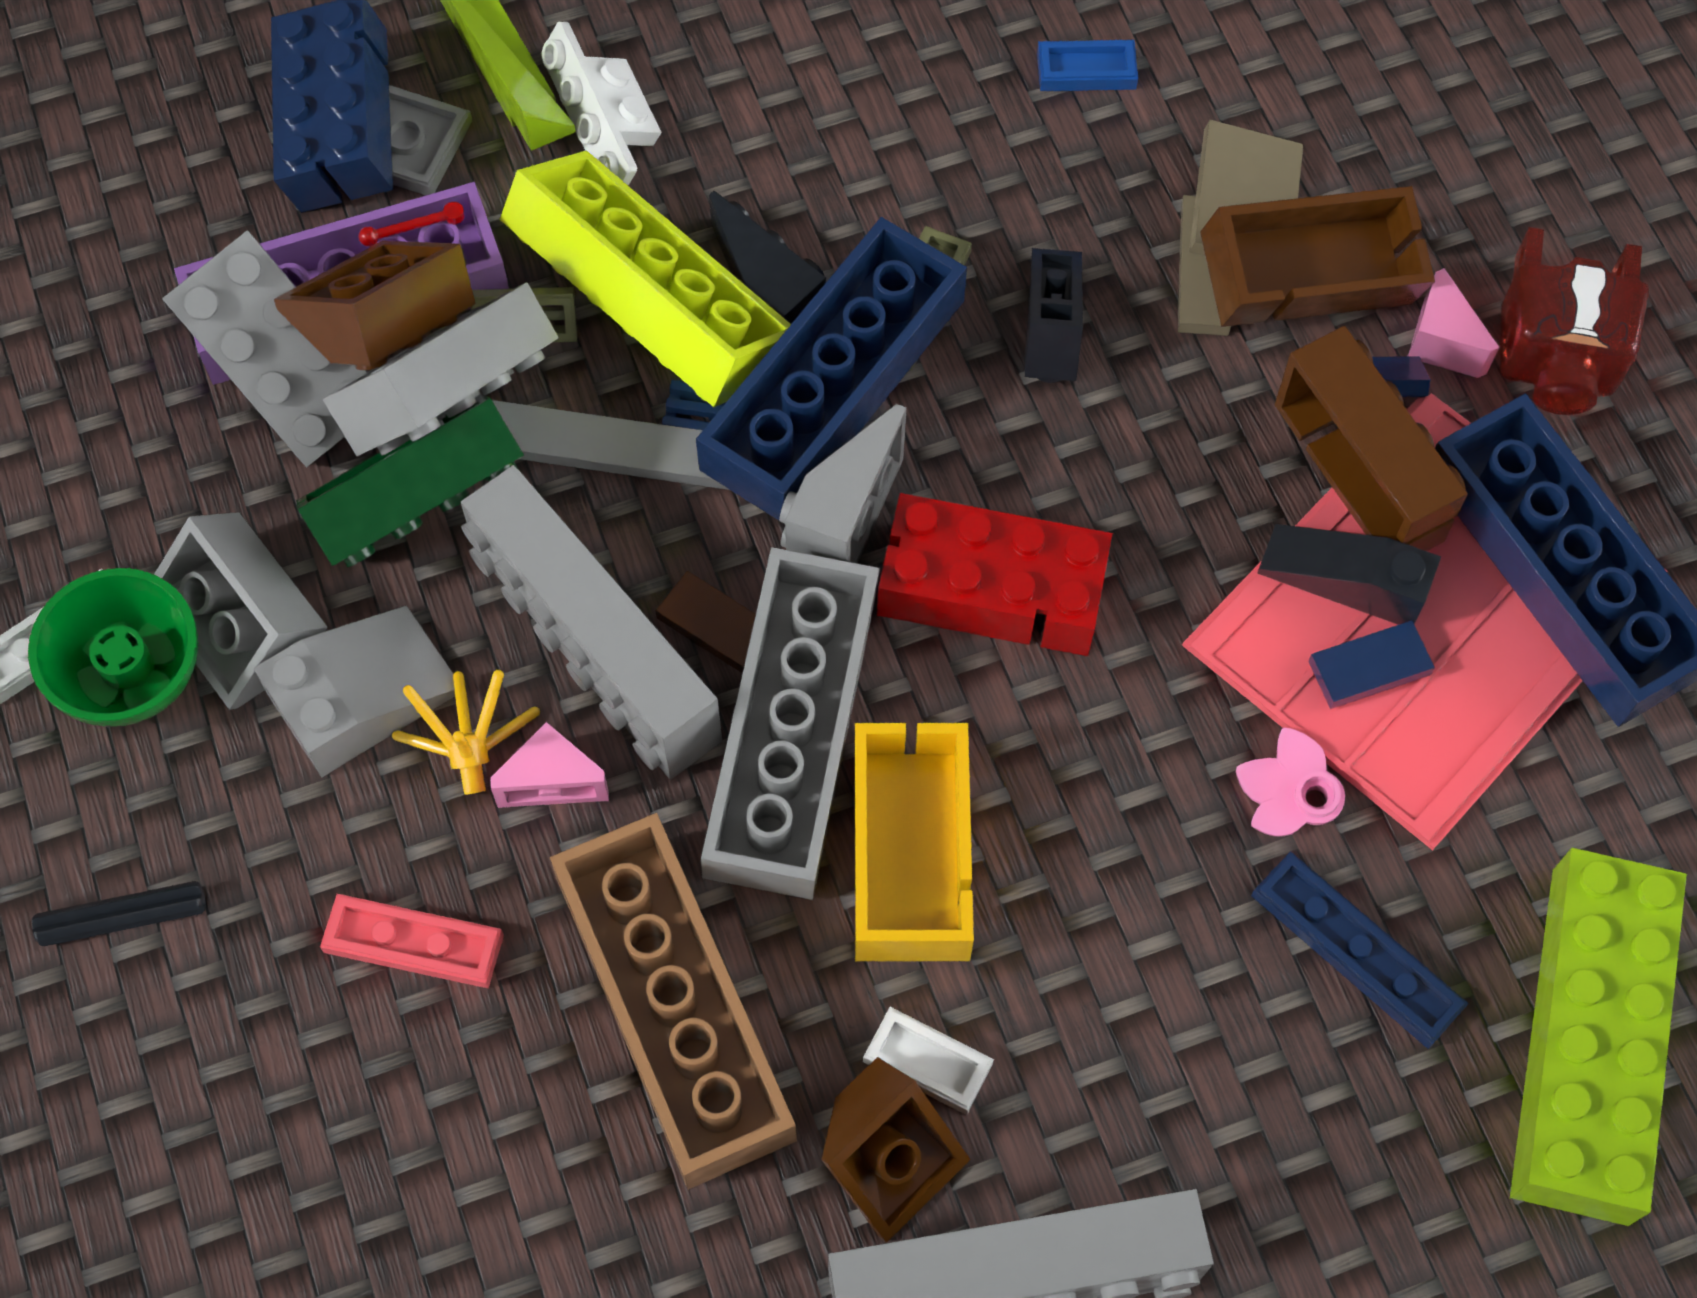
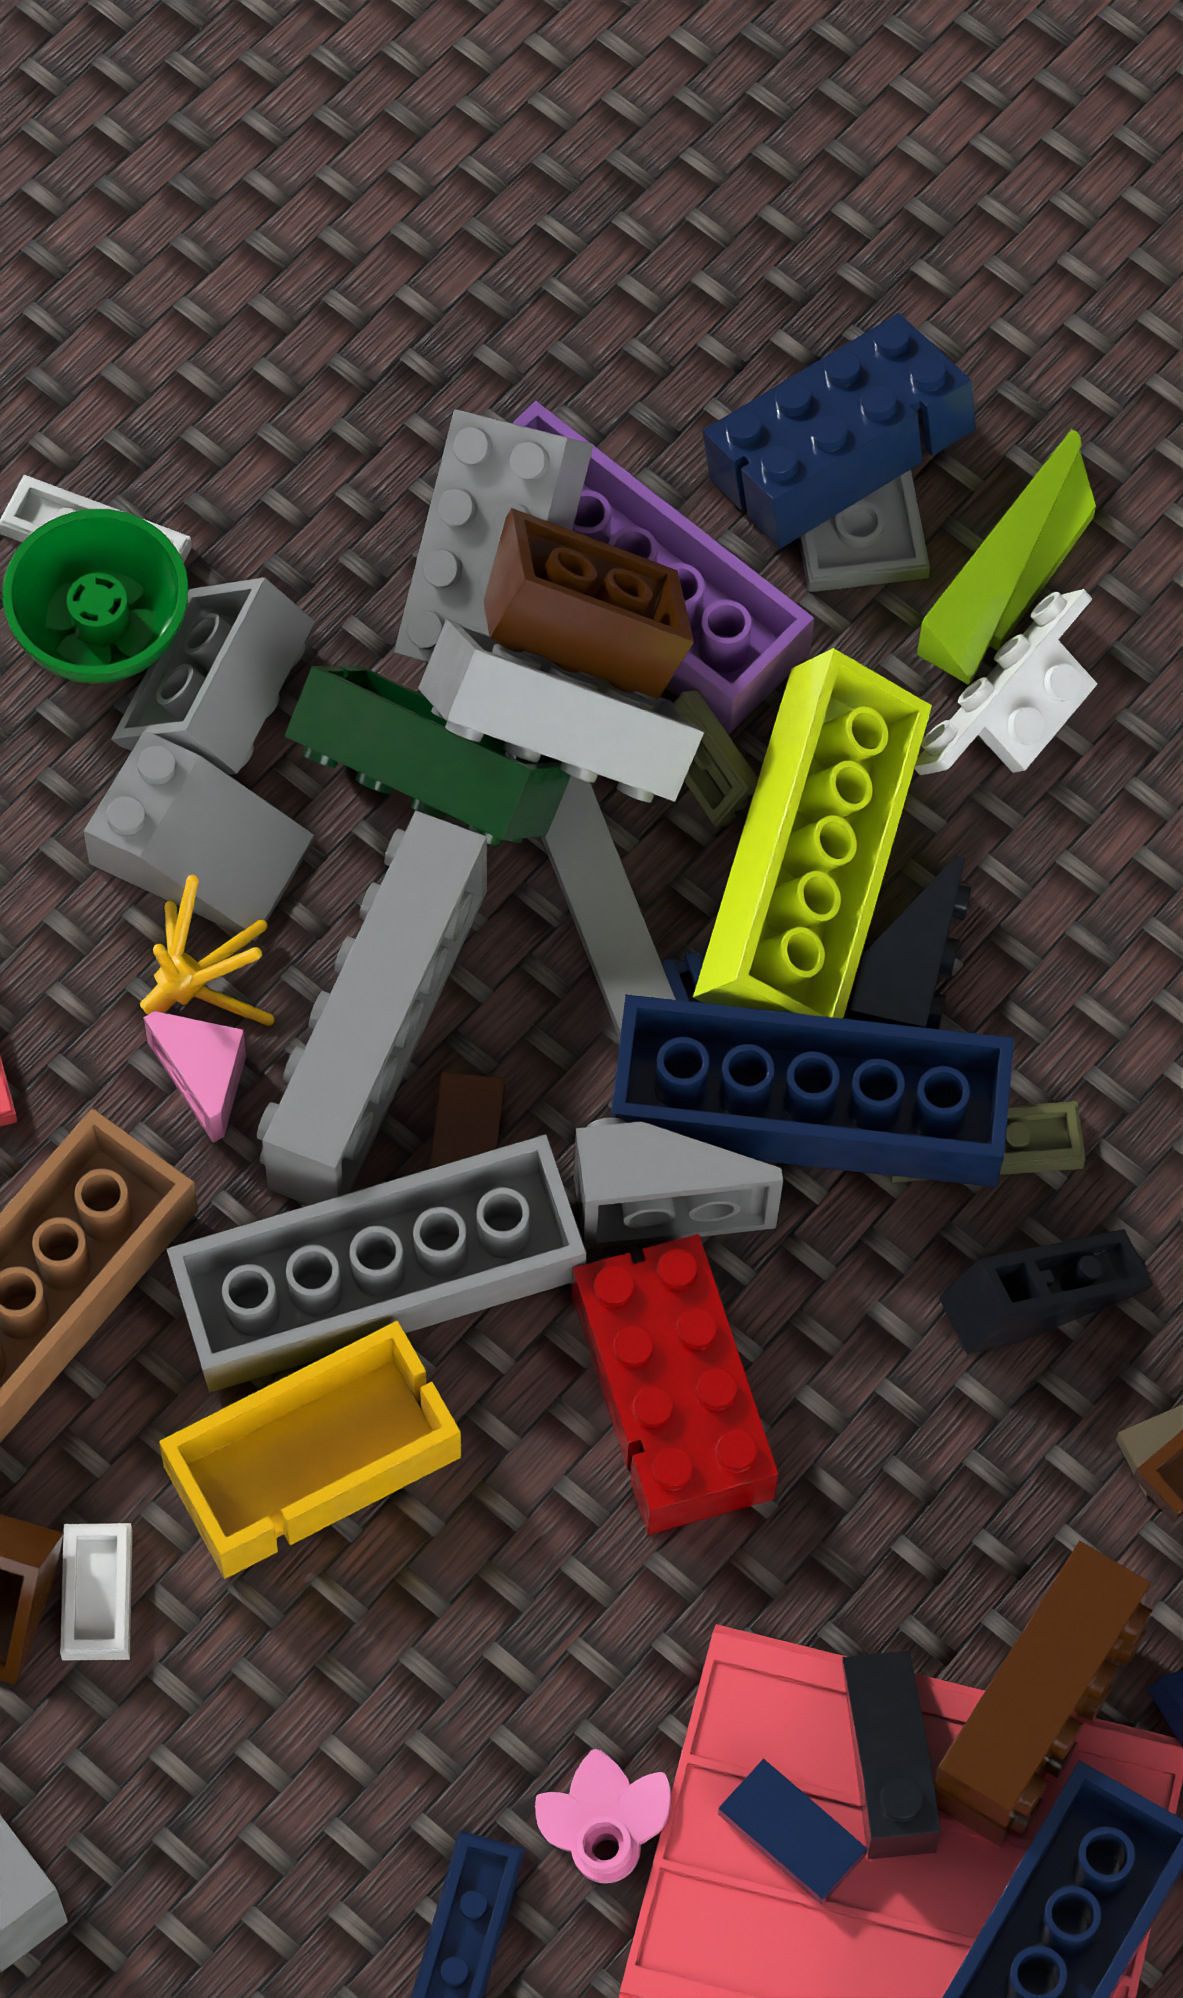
camera: 60 degrees right, 0 degrees up
(452, 213) = (759, 617): red hinge -> none

